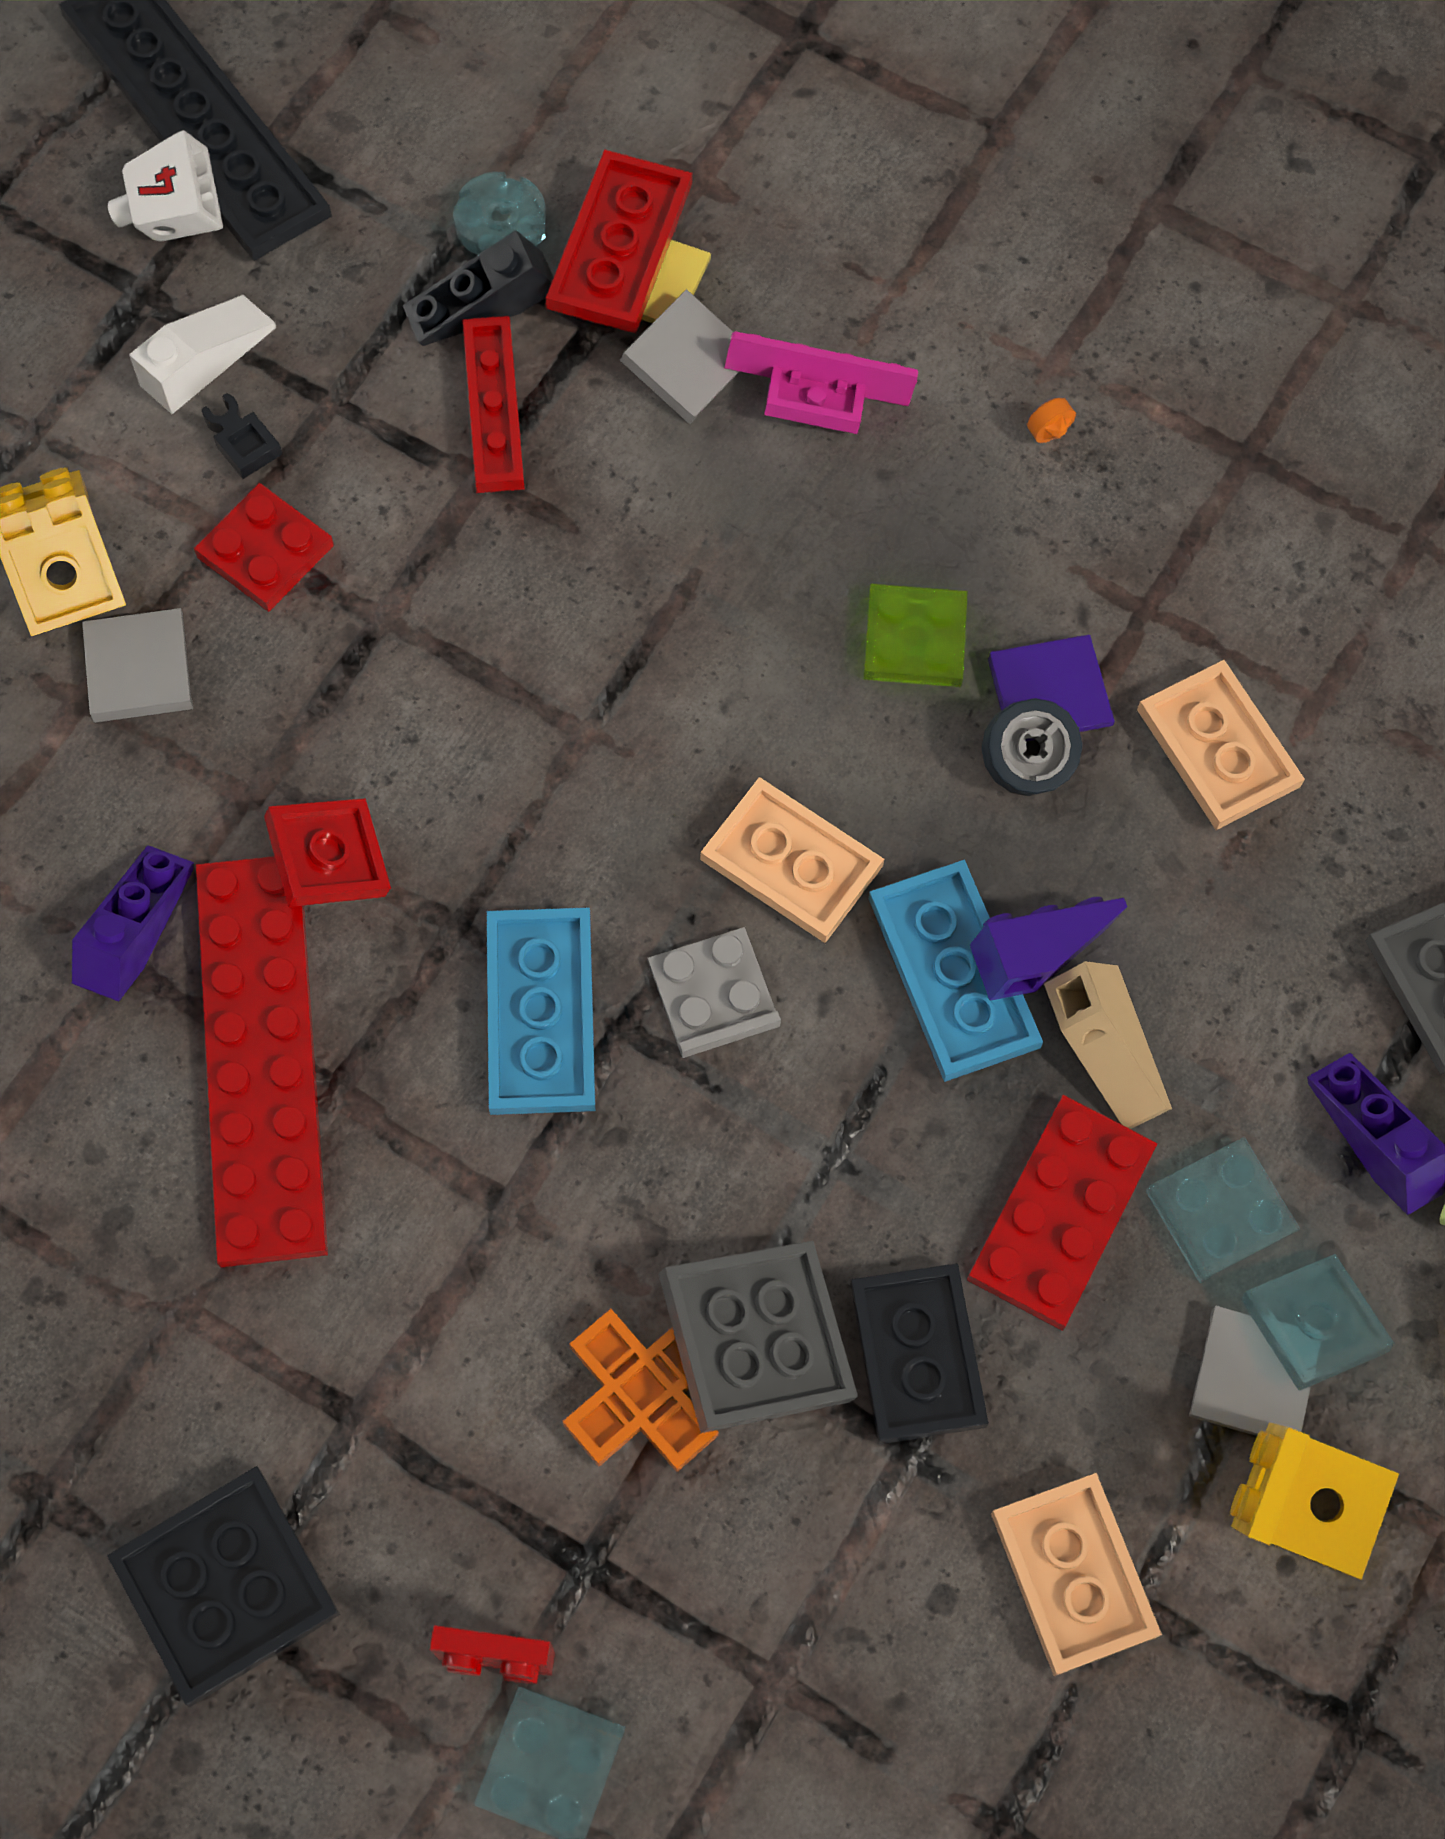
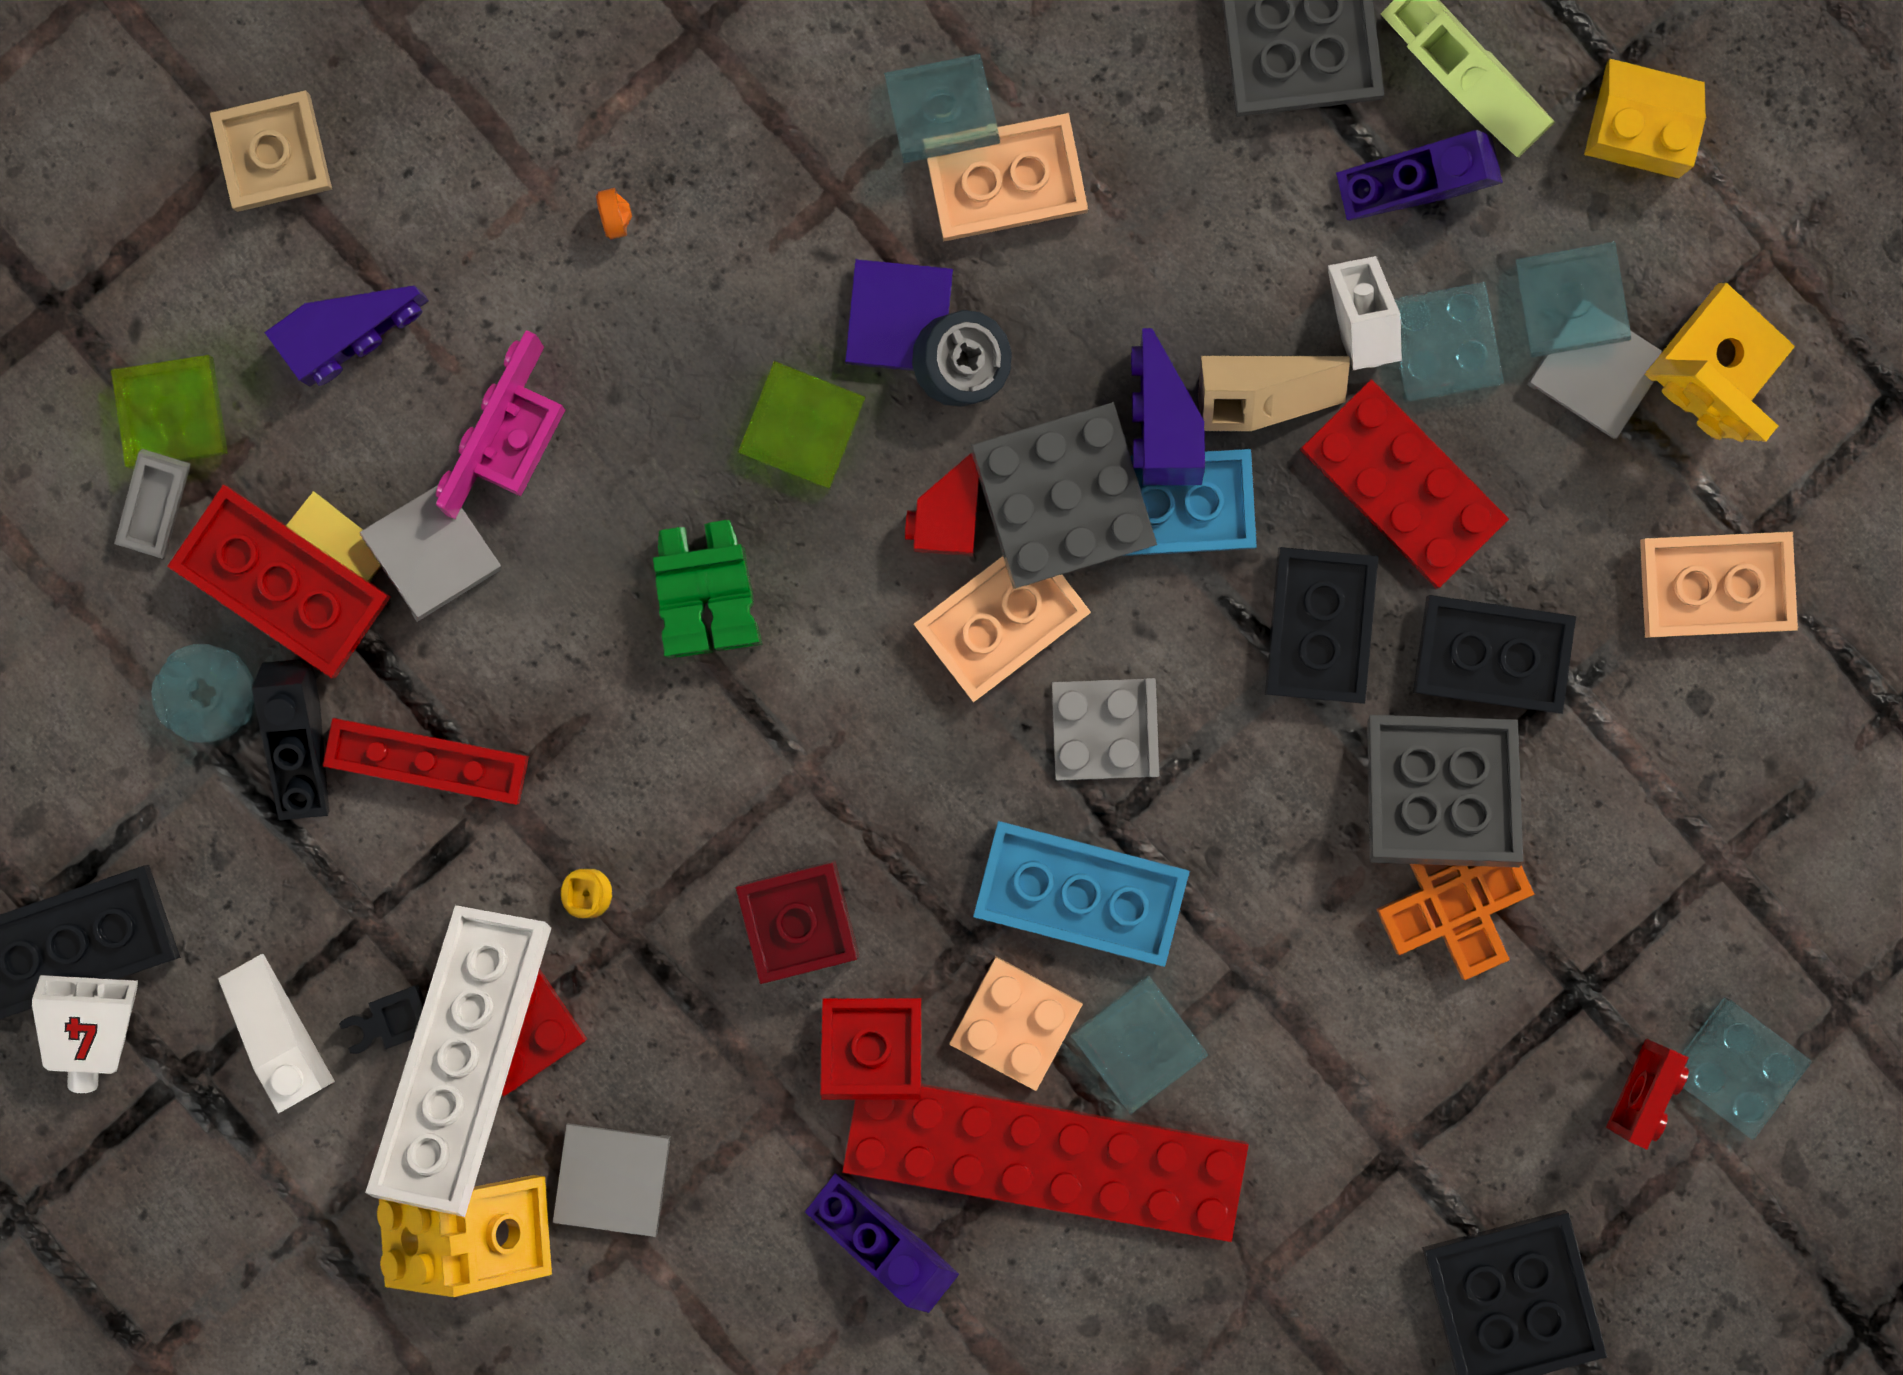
camera: 70 degrees left, 20 degrees up
(217, 483) = (459, 1061): none -> white plate
(390, 989) = (1015, 1023): none -> light nougat plate
(401, 1114) = (1139, 1044): none -> clear light blue tile
(408, 567) = (586, 893): none -> yellow tile
(435, 748) = (797, 922): none -> dark red container
(658, 132) = (152, 503): none -> light grey tile
(738, 586) = (701, 577): none -> green hips
(742, 128) = (170, 409): none -> clear neon green plate
(859, 230) = (331, 331): none -> dark purple slope
(881, 780) = (946, 513): none -> red slope
(888, 1167) = (1321, 625): none -> black plate
(932, 869) = (1063, 495): none -> dark grey plate
(1000, 146) = (271, 151): none -> tan plate
(1219, 1115) = (1366, 313): none -> white slope
(1262, 667) = (942, 108): none -> clear light blue tile

